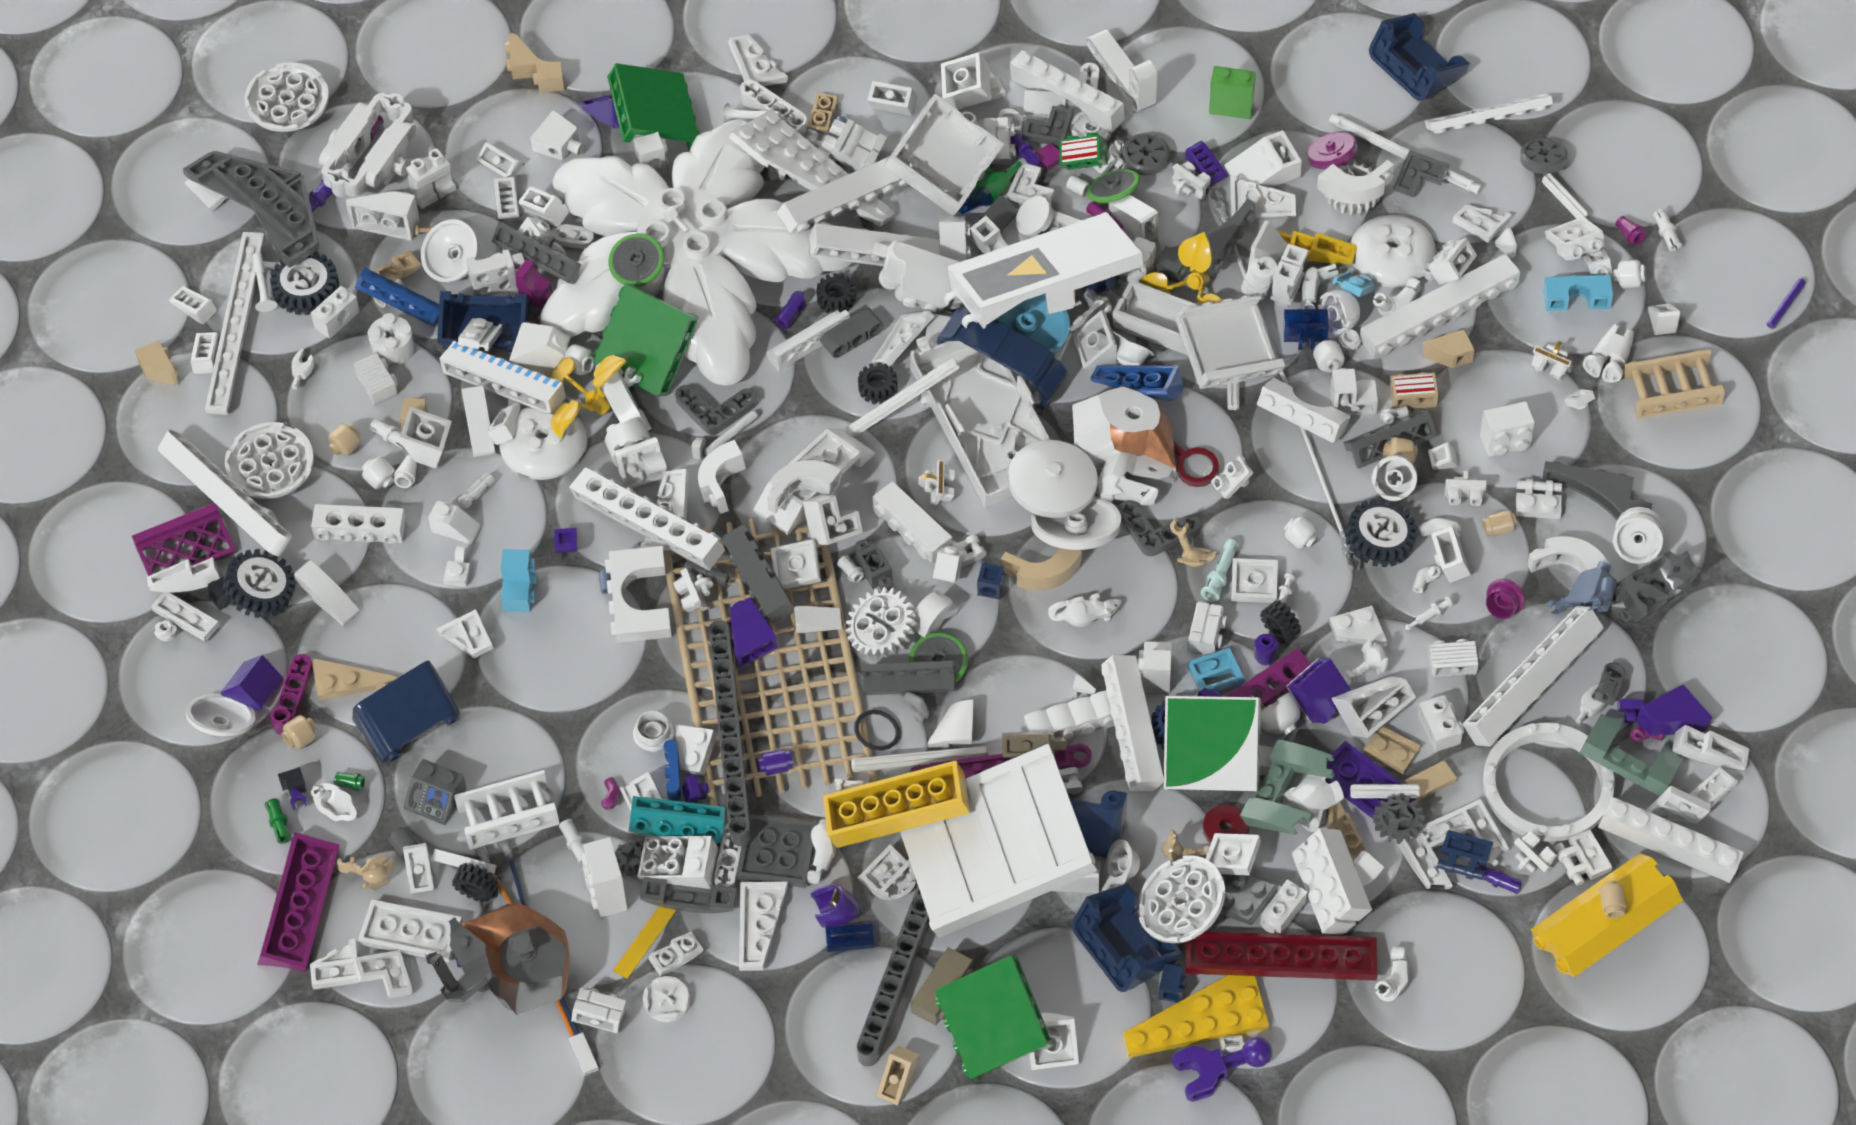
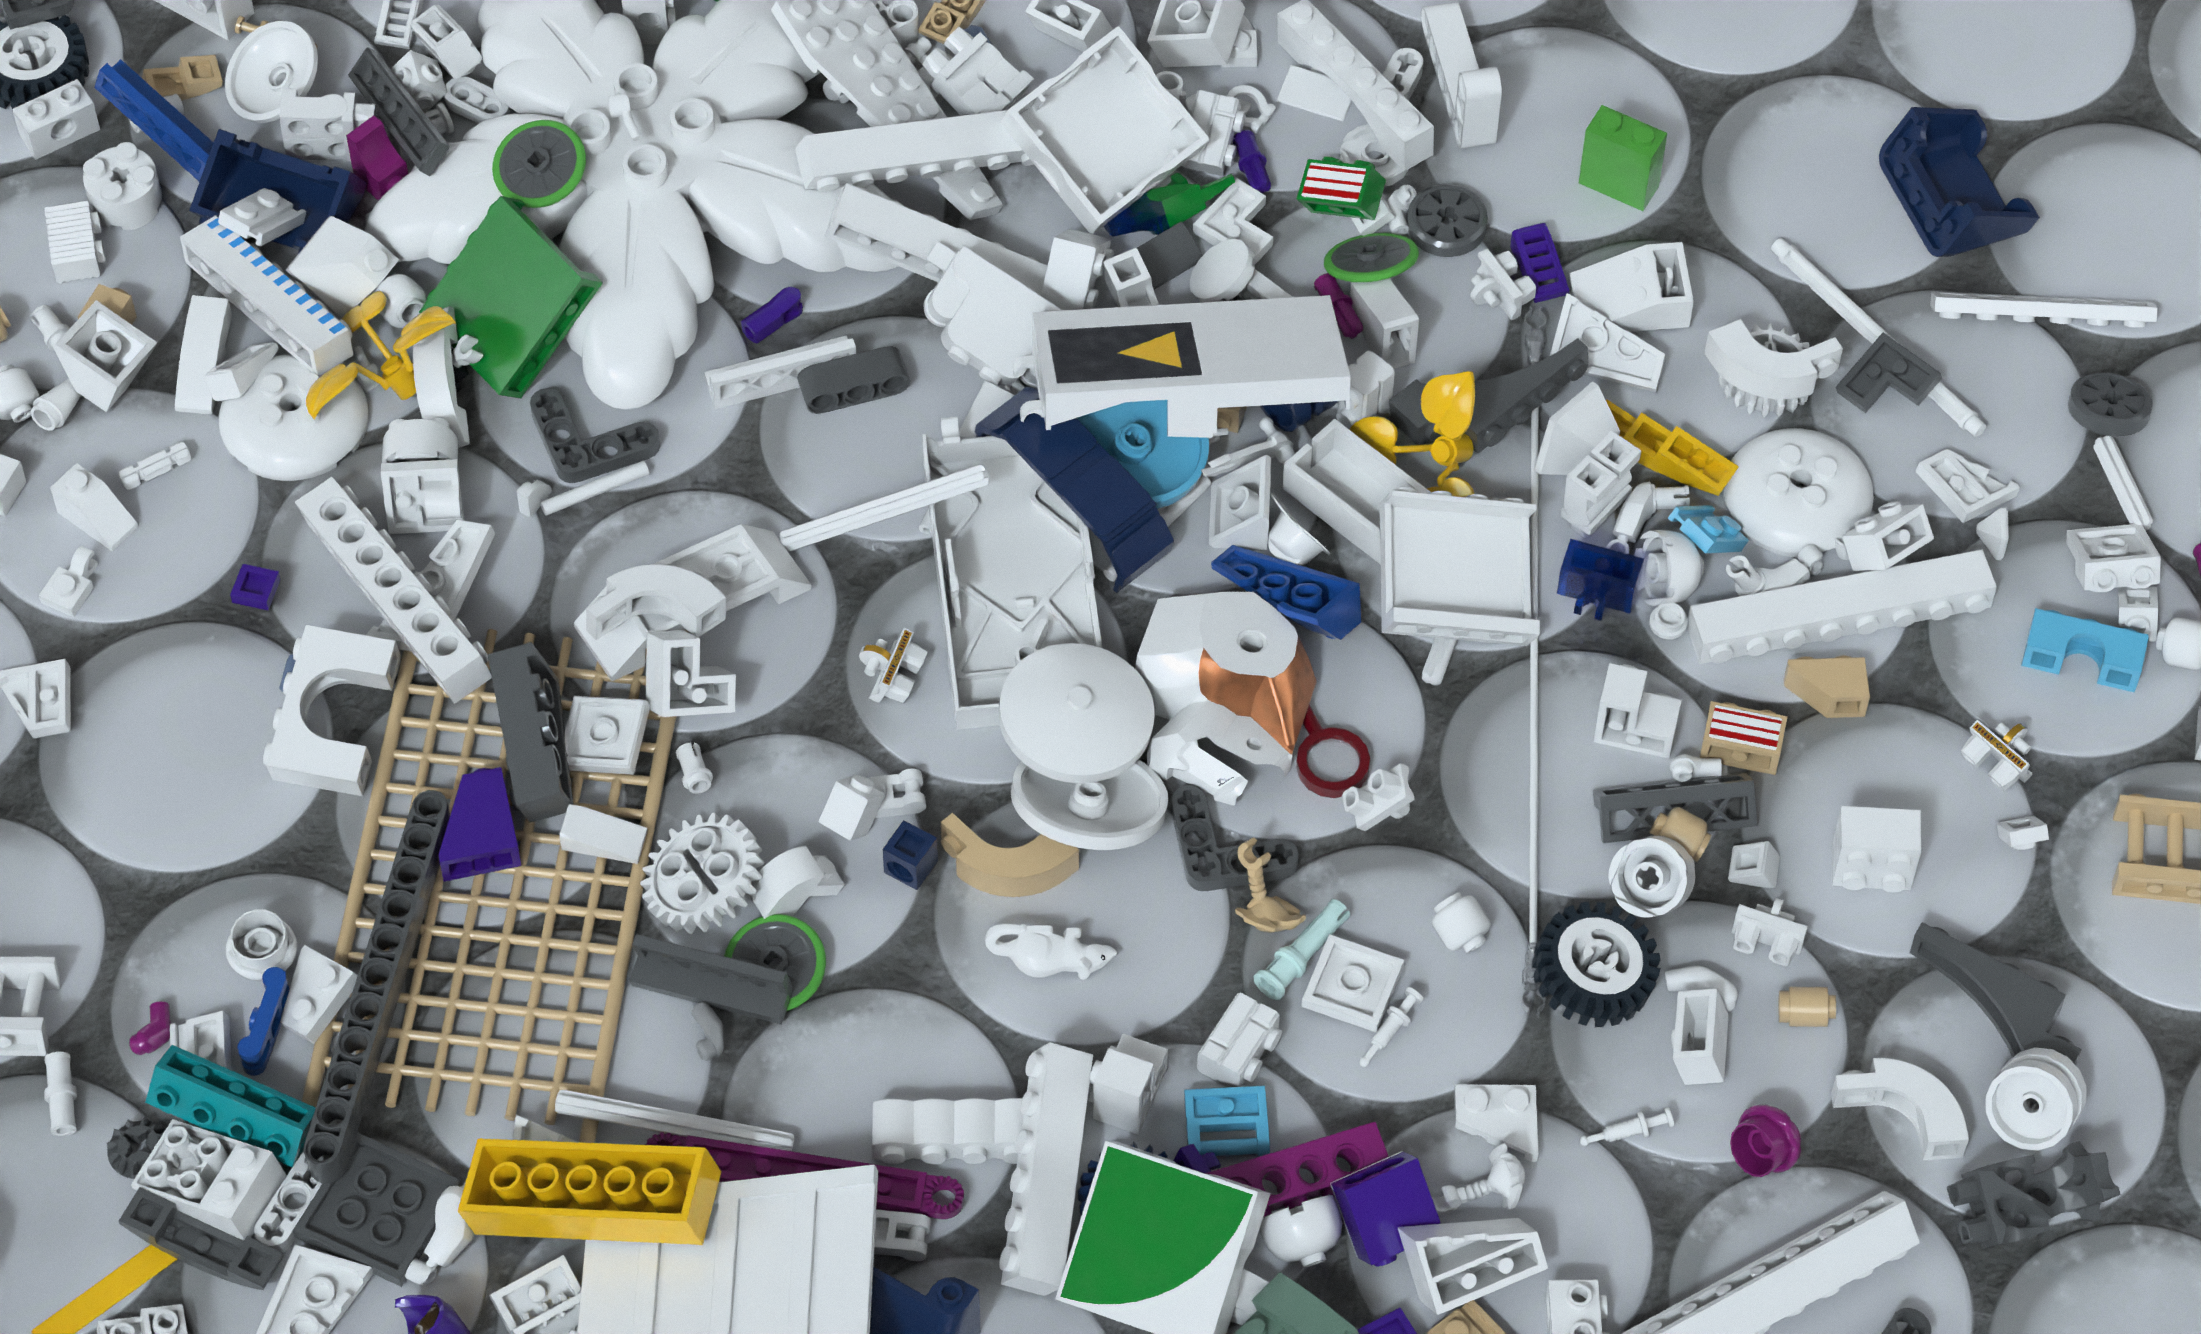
camera: 15 degrees right, 0 degrees up
(518, 580) = (151, 631): medium azure brick -> none
(603, 877) = (68, 1169): white brick -> none
(693, 790) = (286, 1066): dark purple tile -> none
(695, 588) = (426, 728): white hips -> none
(715, 469) = (539, 540): white arch -> none
(716, 575) = (462, 711): dark grey pin -> none
(775, 762) = (433, 1057): dark purple brick -> none
(835, 283) = (854, 292): black tyre -> none
(874, 373) = (861, 456): black tyre -> none
(876, 577) = (732, 752): dark grey piece -> none
(884, 714) = (622, 1085): black piece -> none
(901, 336) = (926, 409): white wing -> none
(910, 521) = (821, 716): white brick -> none
(955, 726) = (757, 1084): white slope -> none
(1022, 742) = (847, 1147): dark tan hinge -> none
(1049, 156) = (1285, 180): magenta tile -> none
(1050, 131) = (1308, 141): dark grey plate -> none
(1077, 185) = (1315, 240): white hinge -> none
(1082, 688) = (988, 1082): white slope -> none
(1259, 277) = (1546, 474): white piece -> none
(1265, 649) = (1324, 1107): dark purple brick -> none
(1280, 621) = (1366, 1068): black tyre -> none
(1322, 421) = (1570, 747): white arch -> none
(1328, 354) = (1621, 638): white head -> none
(1331, 149) = (1755, 298): wheel -> none
(1425, 576) = (1645, 1060): white arm -> none
(1453, 658) = (1639, 1218): white brick -> none
(1538, 505) = (1886, 994): white plate -> none
(1591, 590) = (1918, 1171): sand blue torso -> none
(1612, 346) = (2112, 759): white piece -> none

